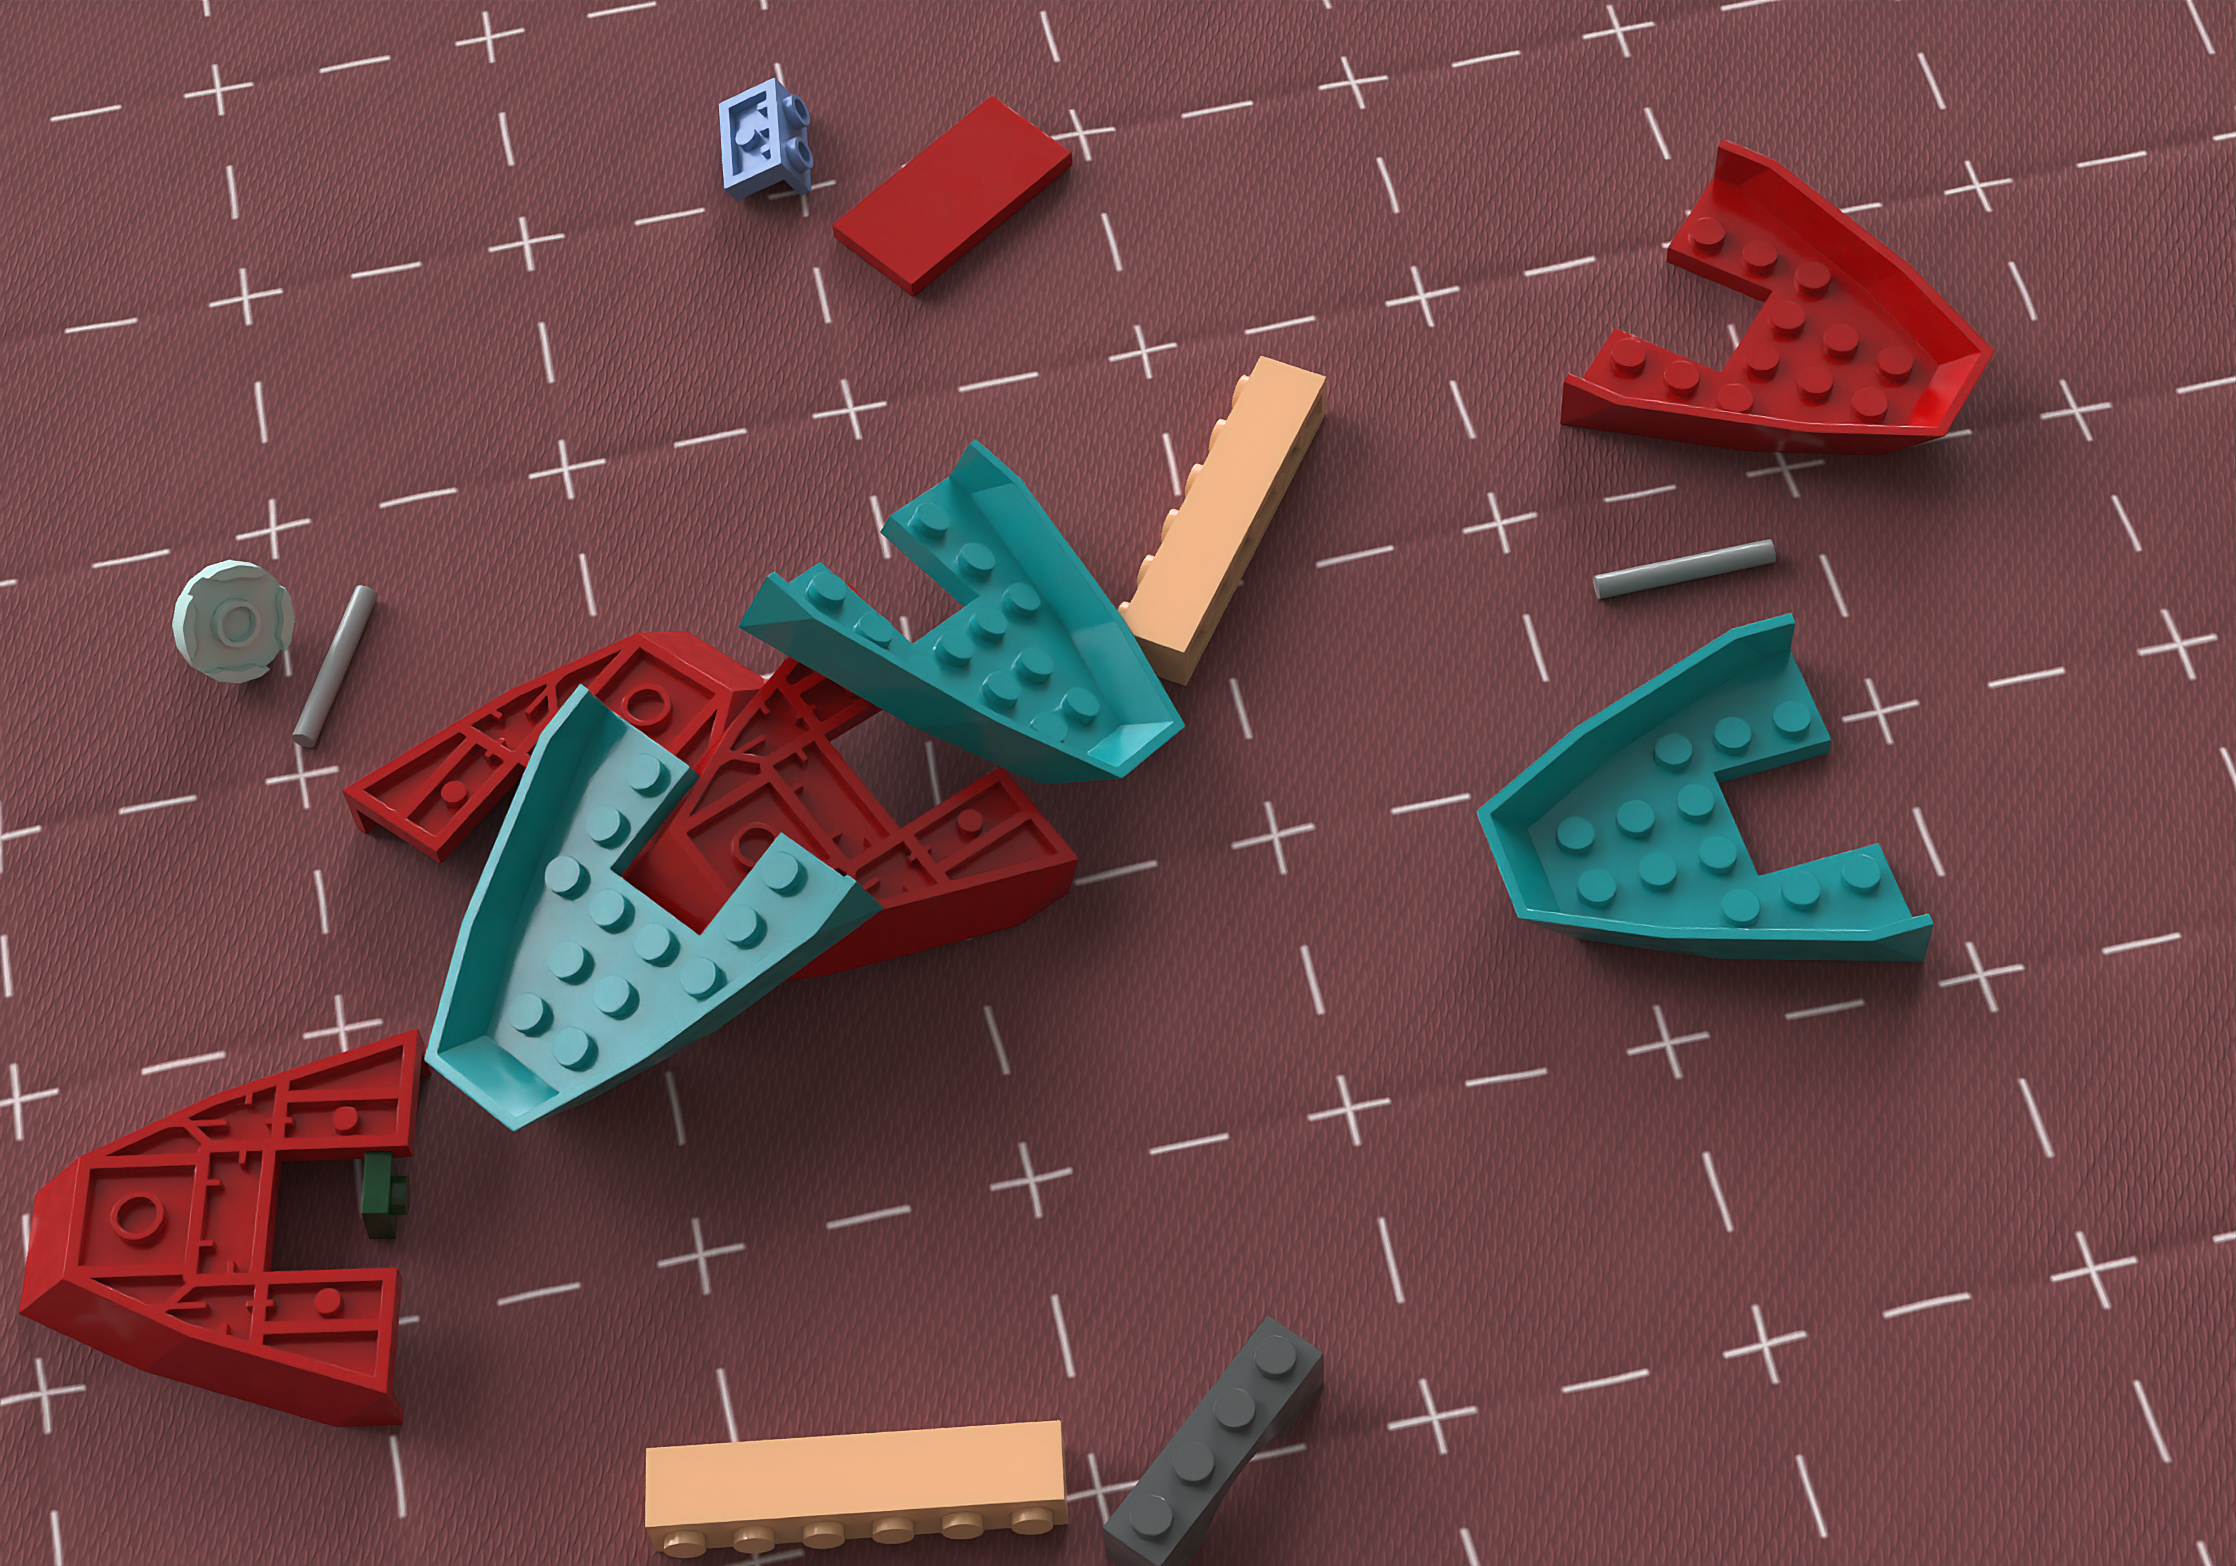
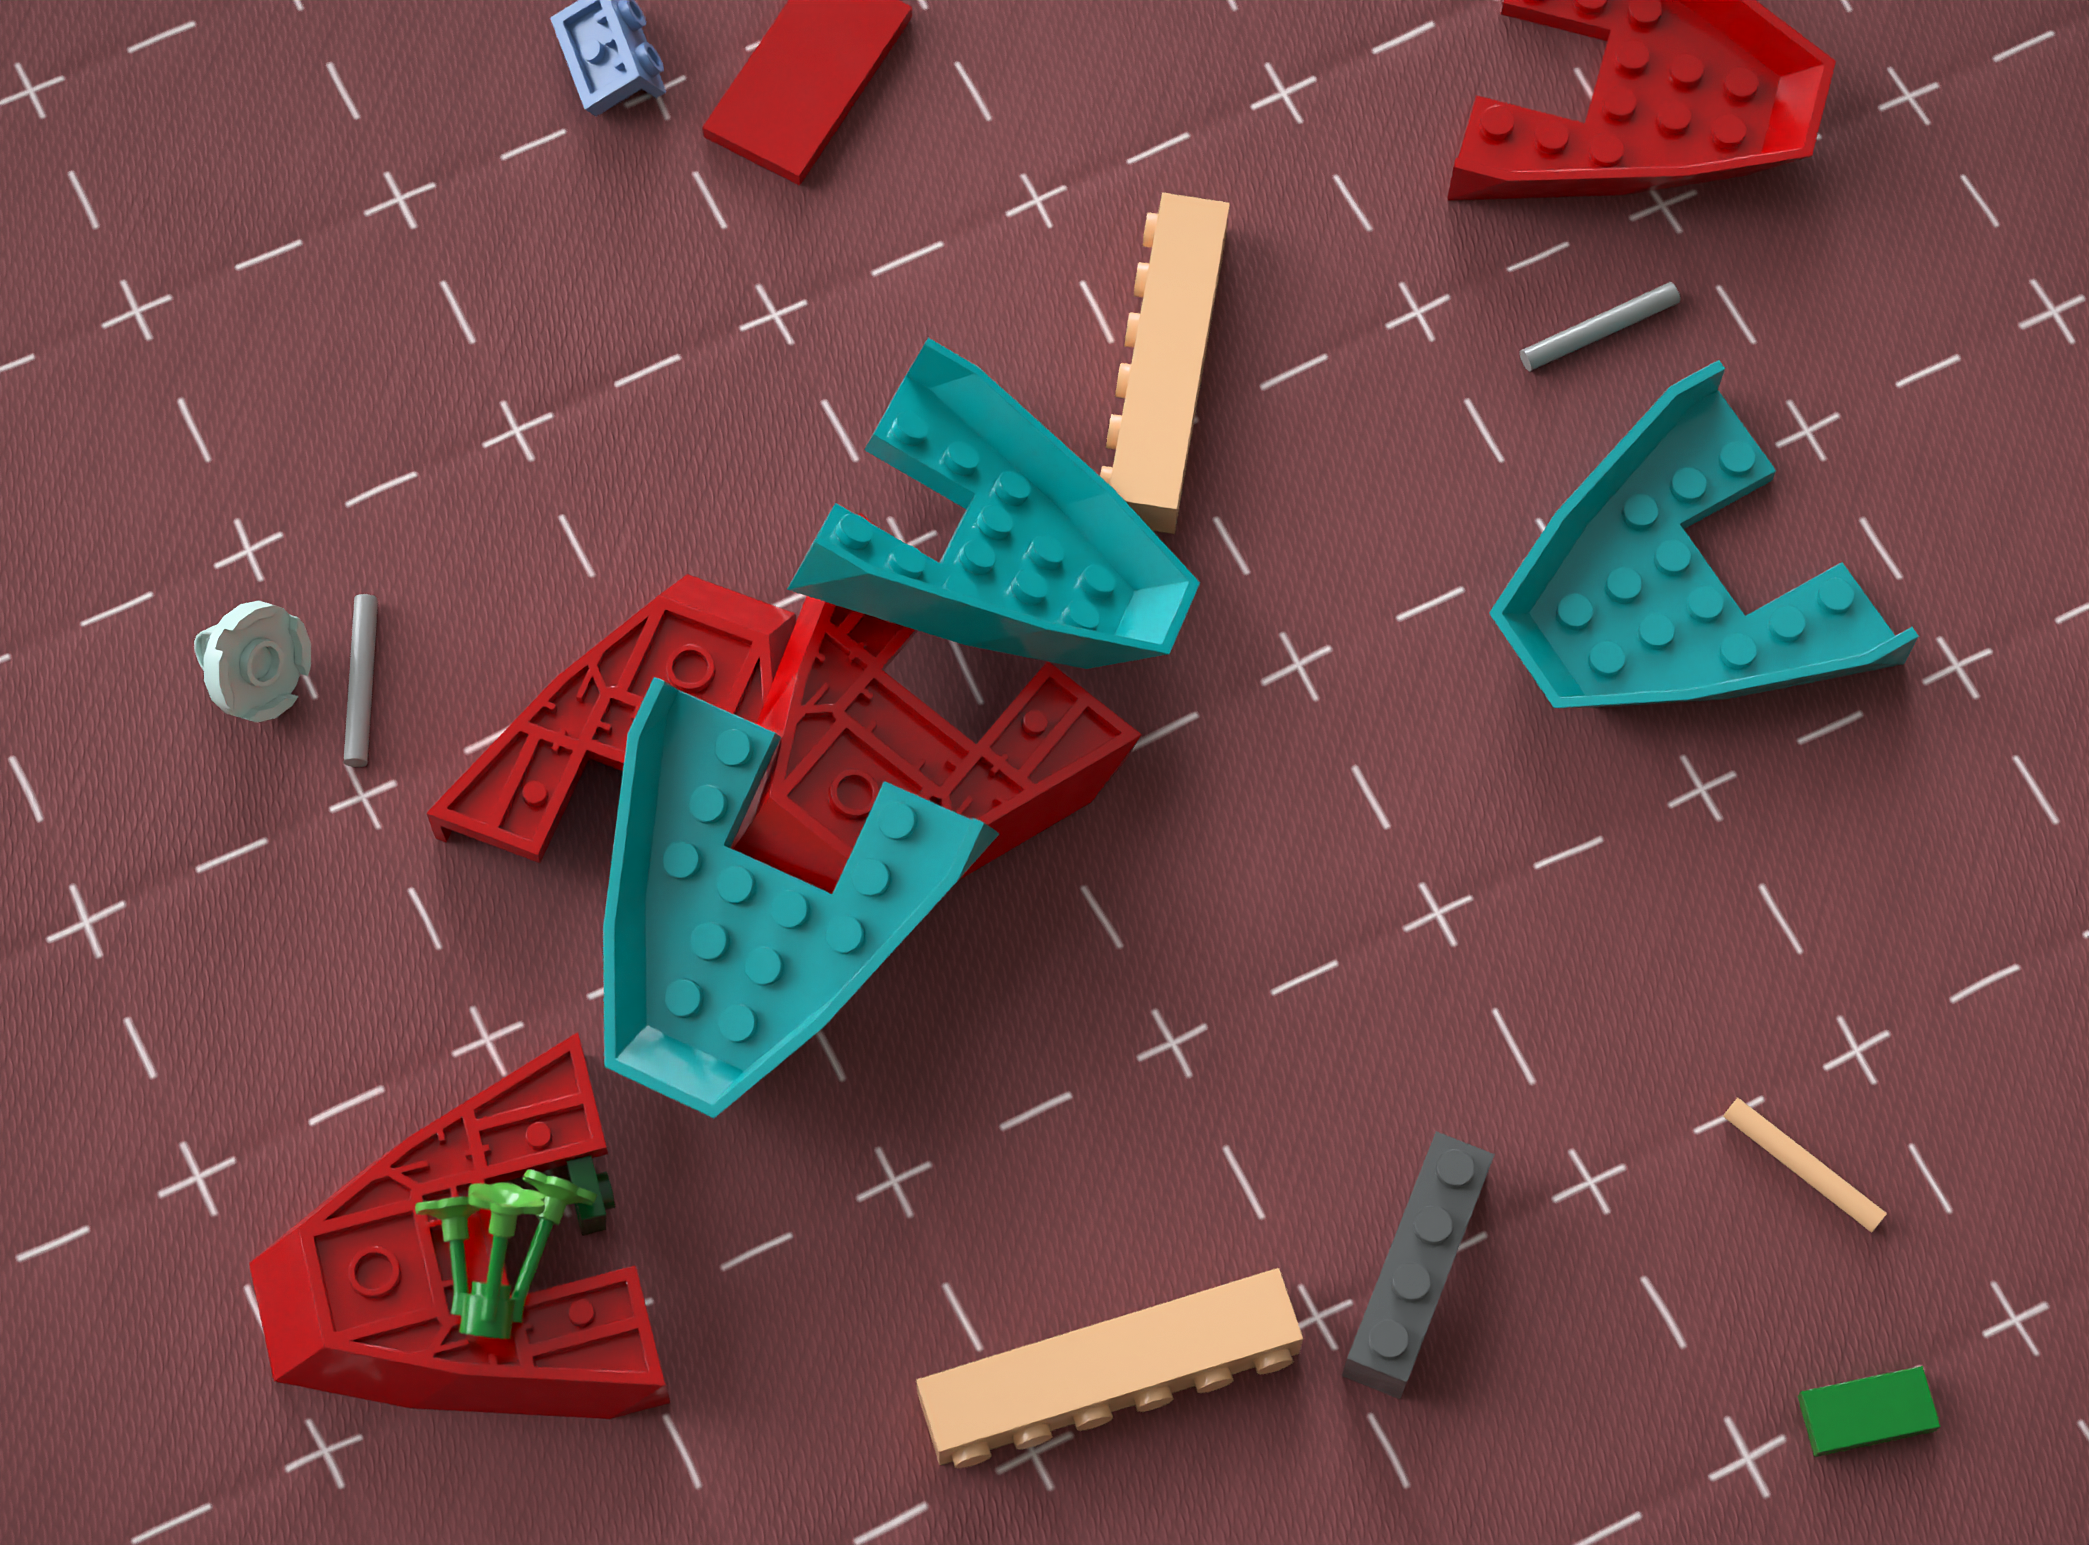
camera: 20 degrees left, 10 degrees up
(224, 1266) = (488, 1307): none -> plant
(1673, 1449) = (1805, 1165): none -> light nougat bar

